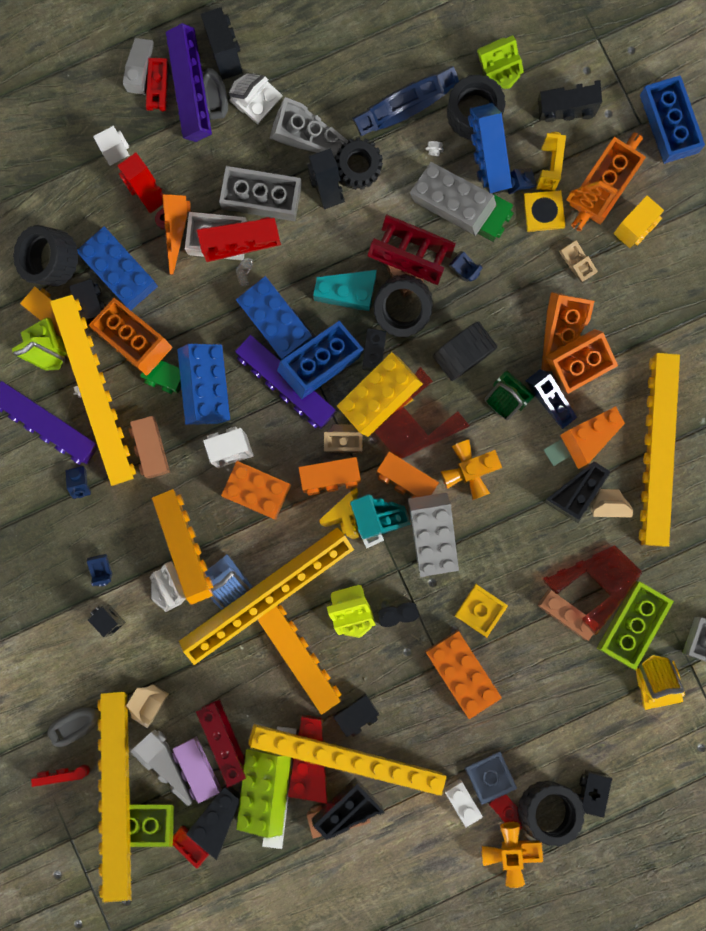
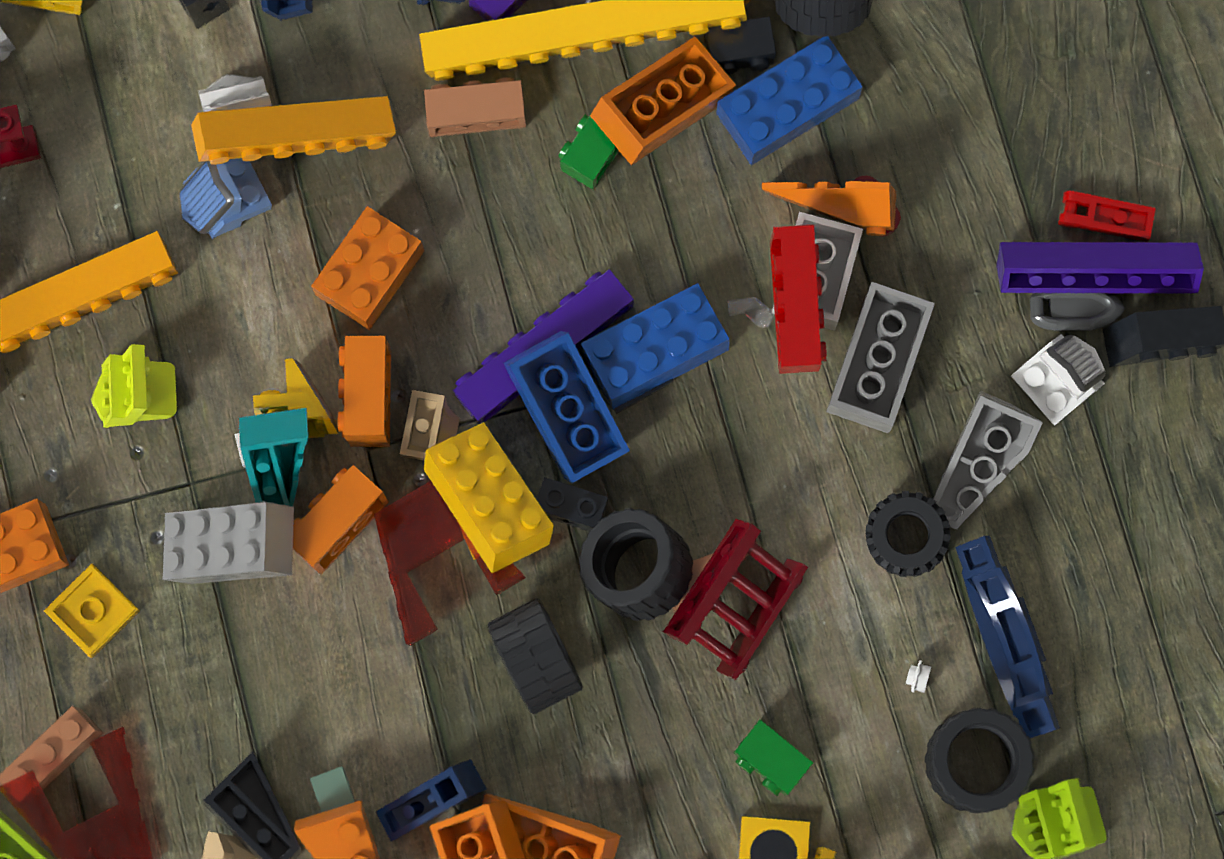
camera: 95 degrees right, 5 degrees down
(112, 145) = (1003, 121): white brick -> none
(137, 66) = (1141, 185): light grey slope -> none
(141, 182) = (927, 159): red wedge -> none
(146, 704) = (57, 41): tan slope -> none
(203, 384) = (561, 208): blue brick -> none
(228, 447) = (444, 229): white brick -> none
(265, 596) = (187, 253): yellow brick -> none
(325, 177) = (884, 470): black wedge -> none
(346, 290) = (684, 480): teal wedge -> none
(404, 613) = (113, 458): black brick -> none
(453, 198) = (814, 687): light grey brick -> none
(465, 267) = (691, 691): dark blue bracket -> none
(471, 469) = (332, 634): light orange brick -> none
(490, 147) = (890, 762): blue brick -> none
(508, 396) = (450, 726): dark green piece -> none
(522, 179) = (836, 820): dark blue bracket -> none

